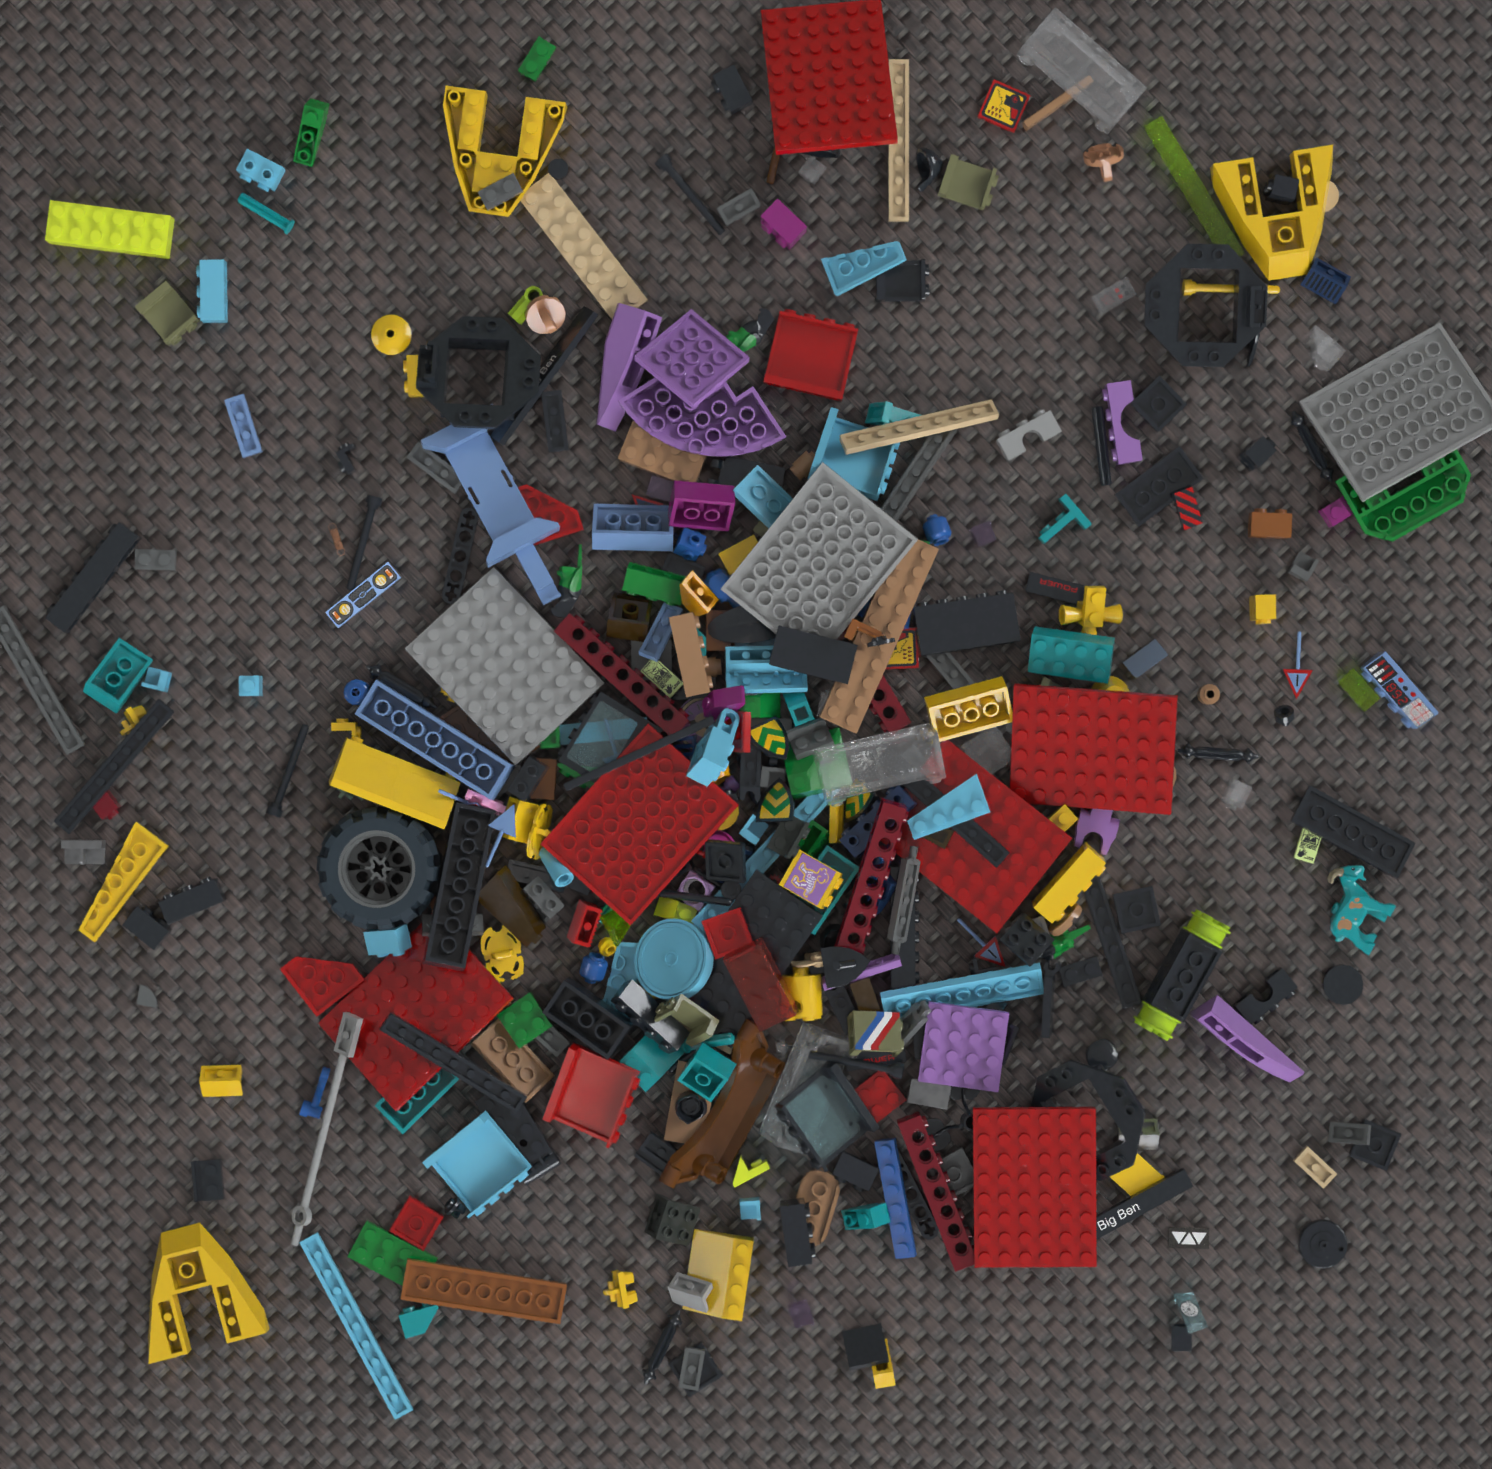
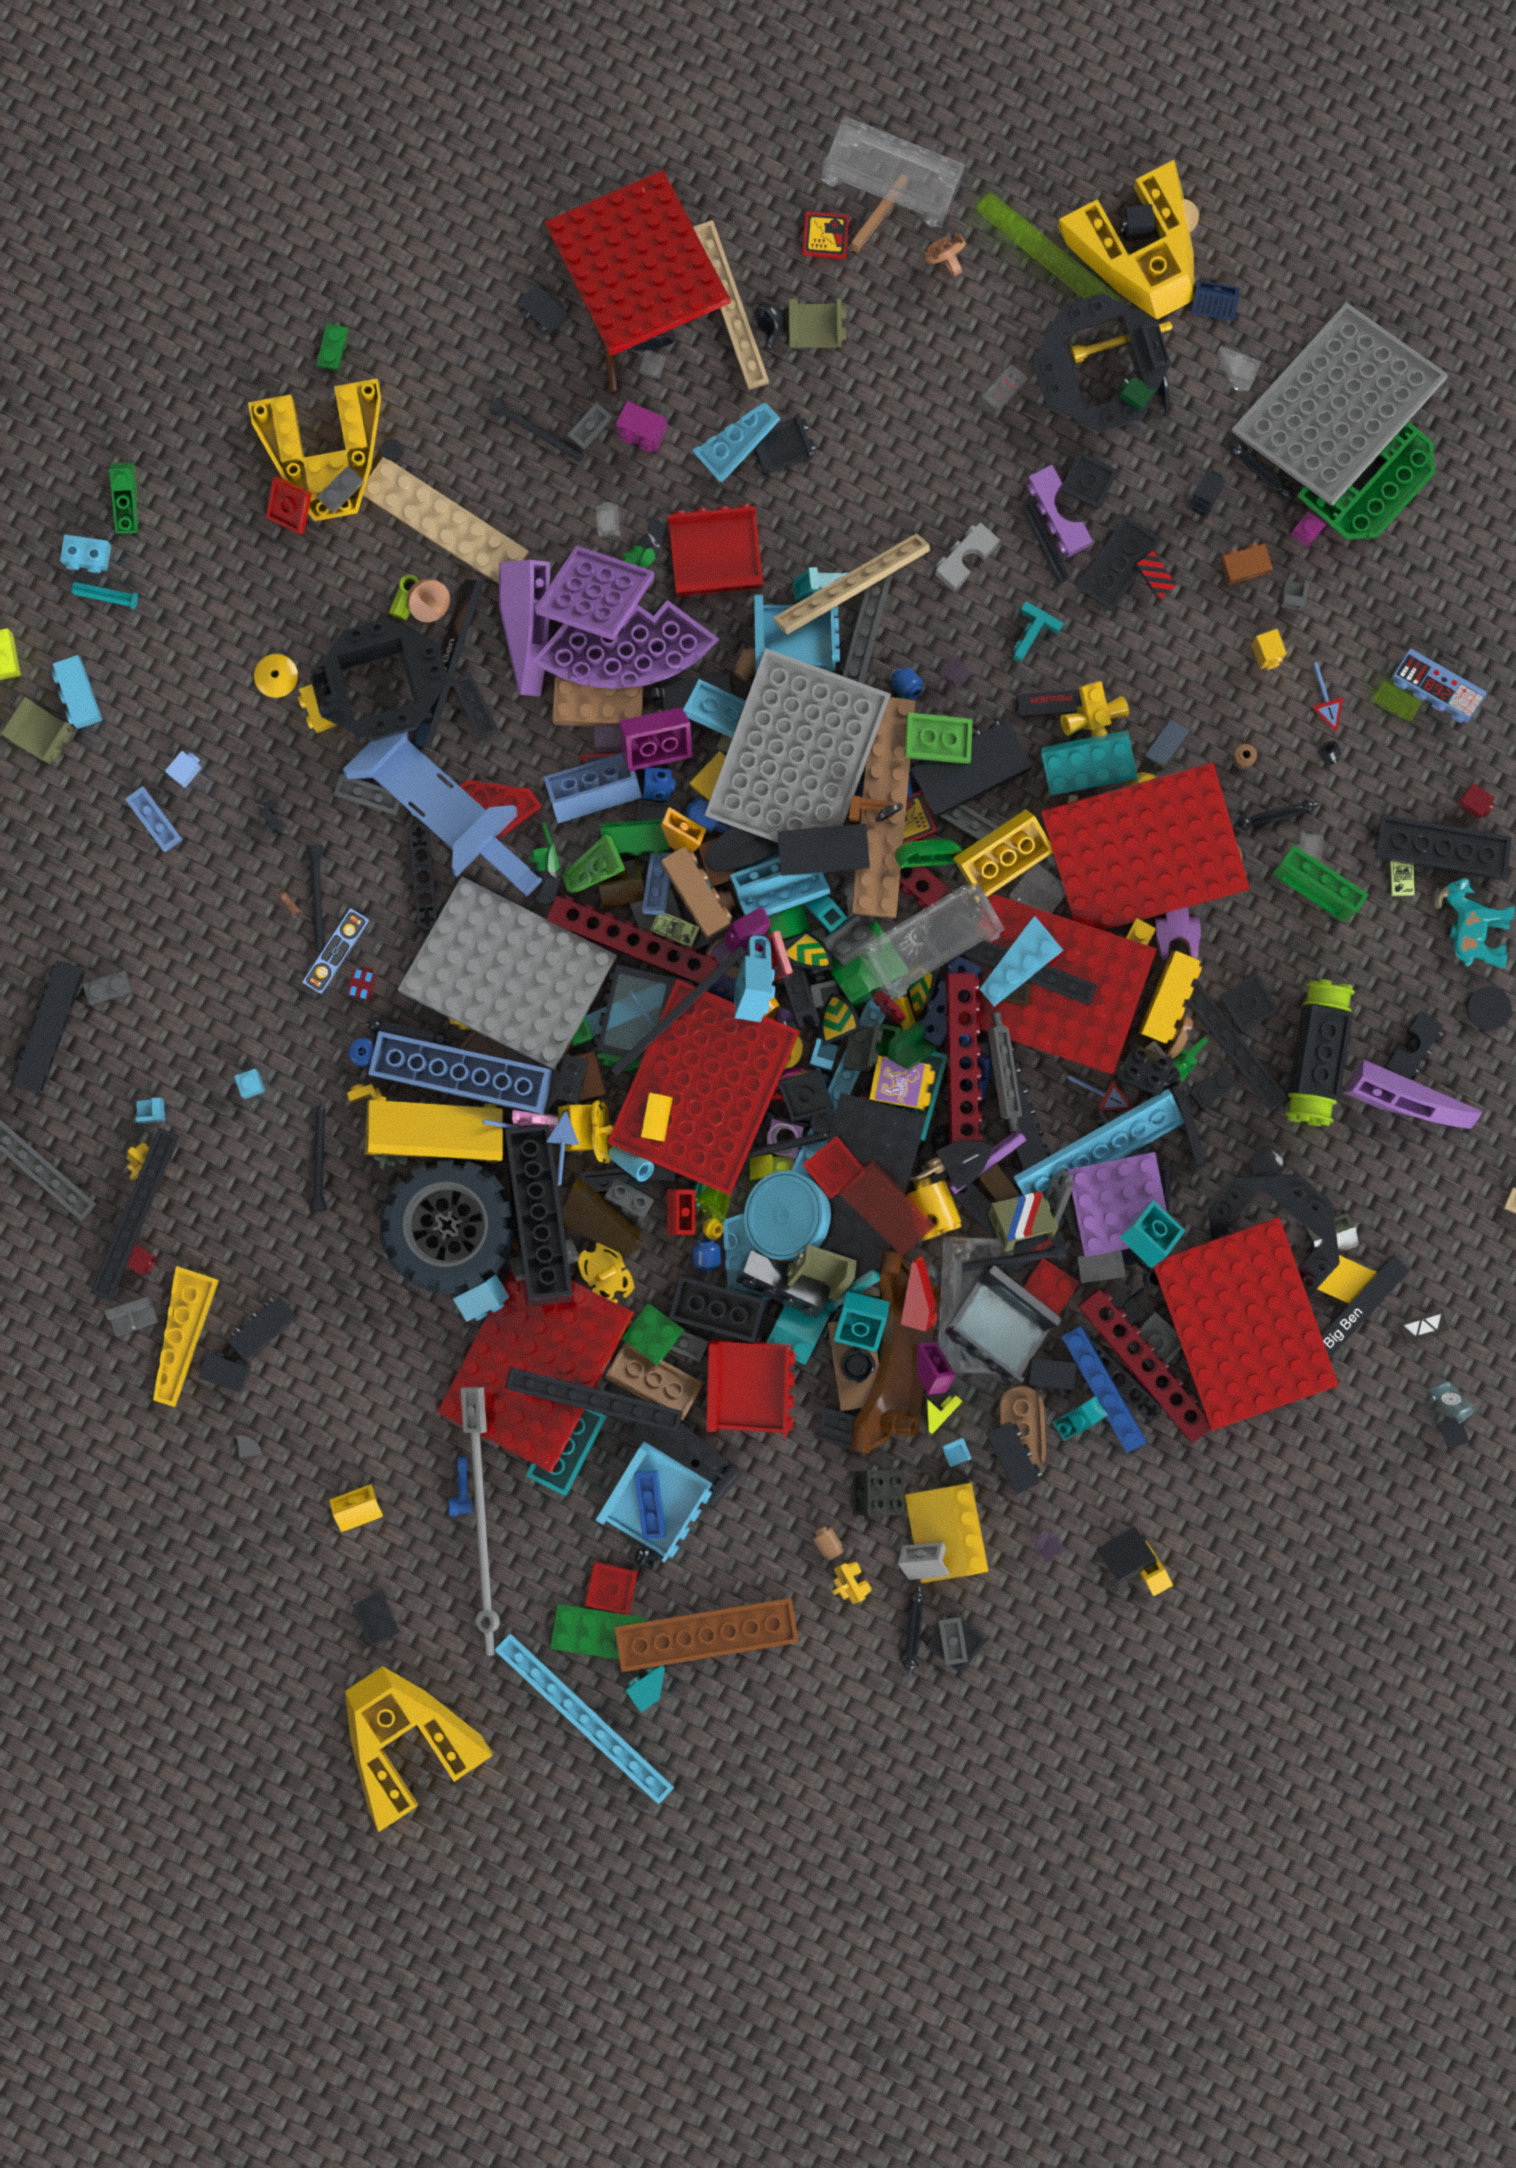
camera: 20 degrees left, 5 degrees down
(117, 675) = (107, 1121): teal slope -> none
(284, 390) = (184, 768): none -> light blue brick
(321, 980) = (426, 1366): red plate -> none
(376, 631) = (362, 984): none -> dark red brick
(451, 189) = (288, 505): none -> red tile
(472, 1165) = (650, 1504): none -> blue plate
(589, 838) = (656, 1117): none -> yellow brick
(610, 599) = (594, 866): none -> bright green wing
(614, 1248) = (828, 1542): none -> medium nougat brick
(726, 295) = (608, 520): none -> clear brick
(755, 1132) = (933, 1368): none -> magenta slope
(762, 1072) = (919, 1299): none -> red slope
(823, 809) = (888, 1007): none -> dark red wheel
(829, 852) = (910, 1047): none -> dark green panel
(902, 686) = (927, 853): none -> green brick
(946, 589) = (938, 738): none -> bright green plate
(981, 1085) = (1152, 1234): none -> teal brick
(1225, 342) = (1135, 392): none -> dark green window
(1233, 831) = (1319, 884): none -> green piece
(1396, 801) = (1476, 801): none -> dark red brick

